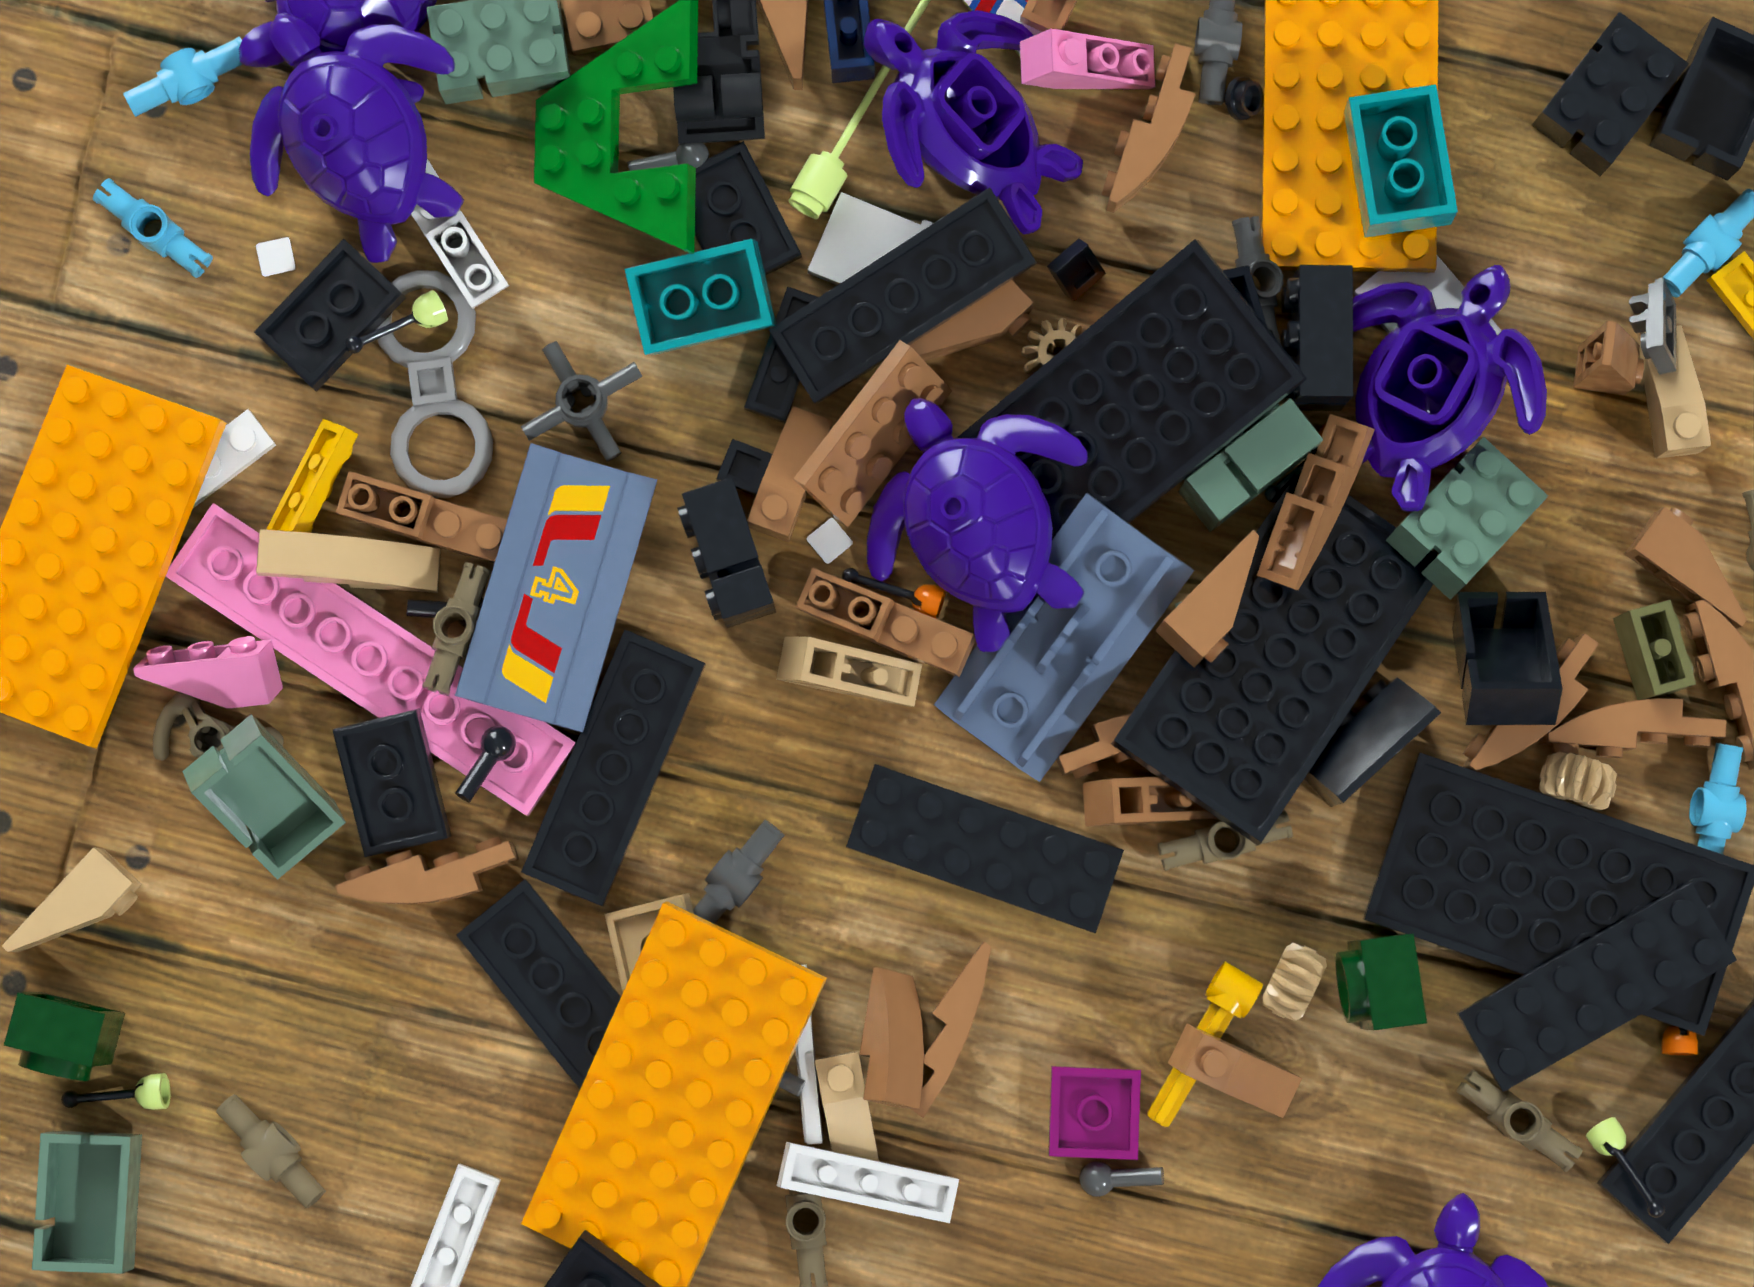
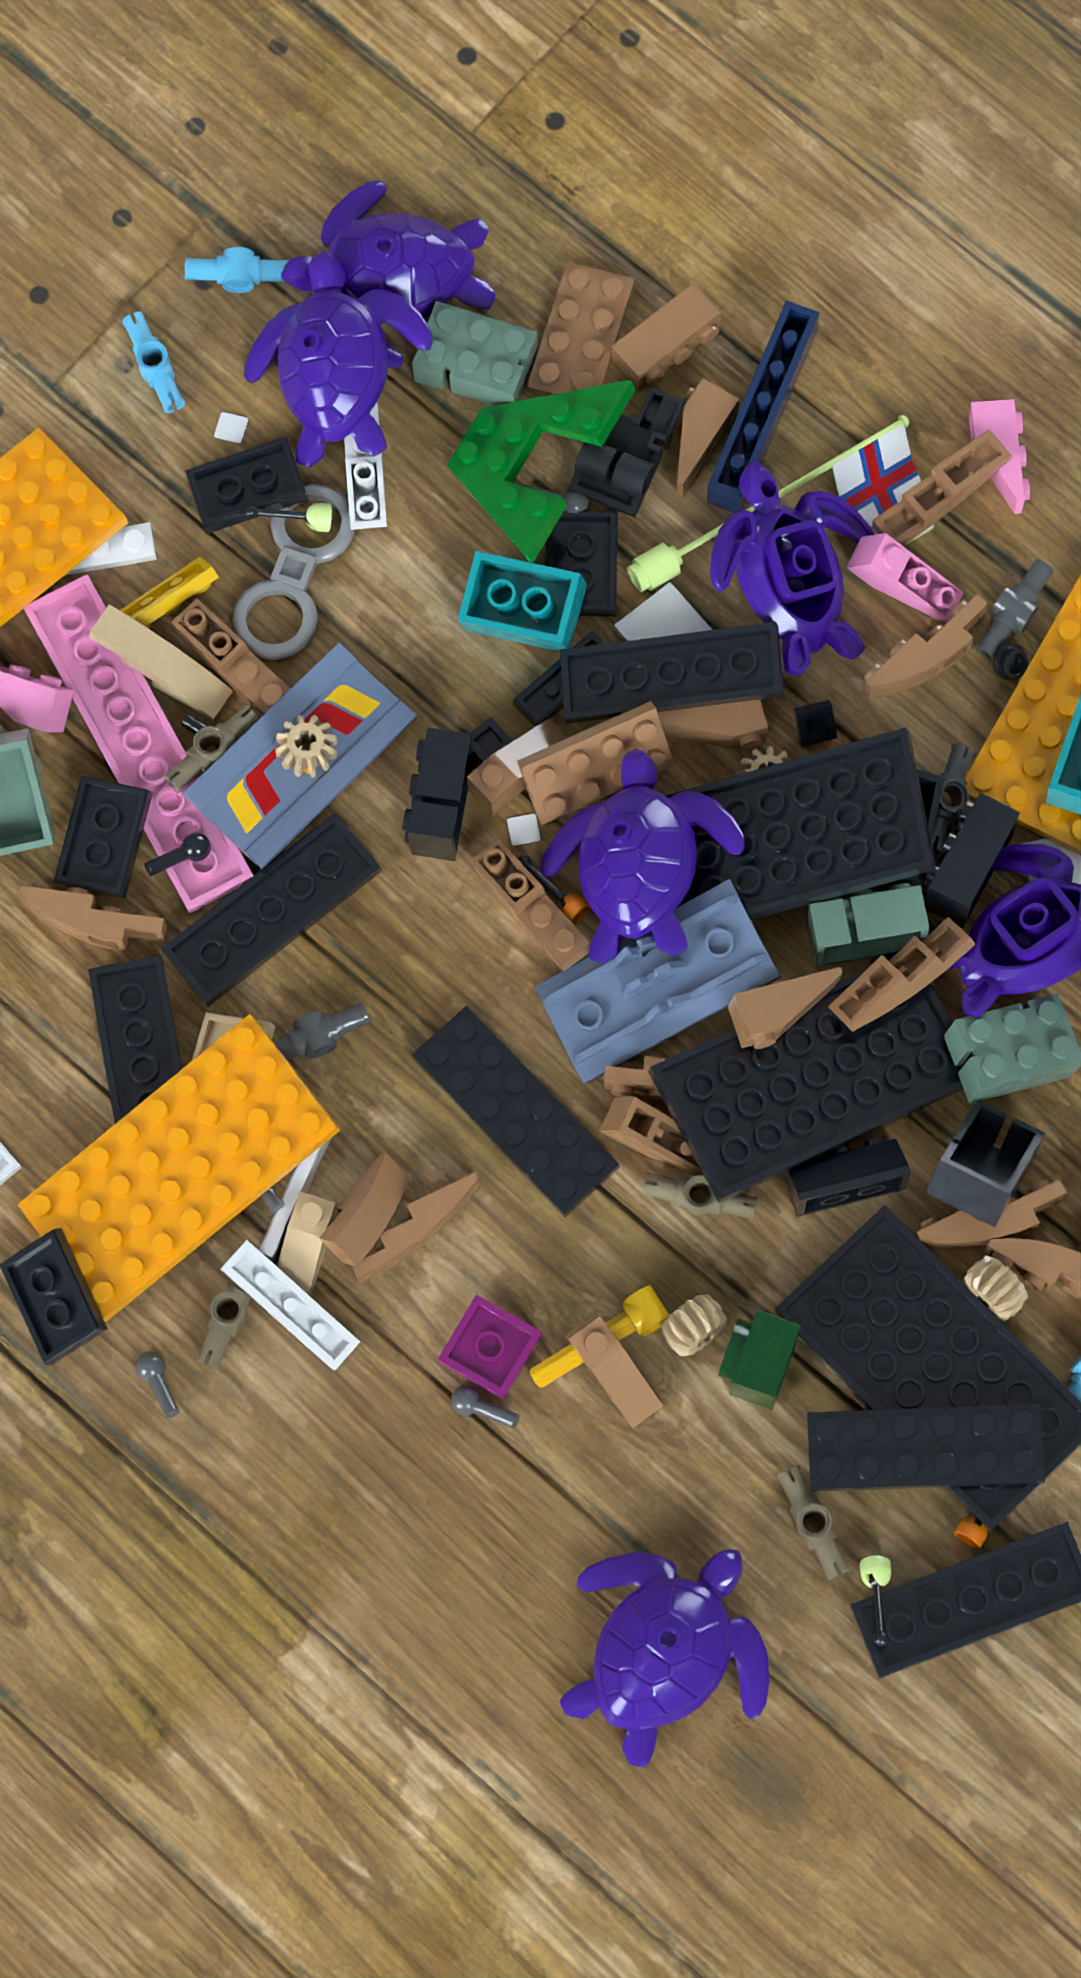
camera: 35 degrees right, 10 degrees down
(575, 576) = (320, 742): none -> tan gear
(592, 415) = (394, 648): dark grey bar -> none
(848, 670) = (484, 927): tan slope -> none

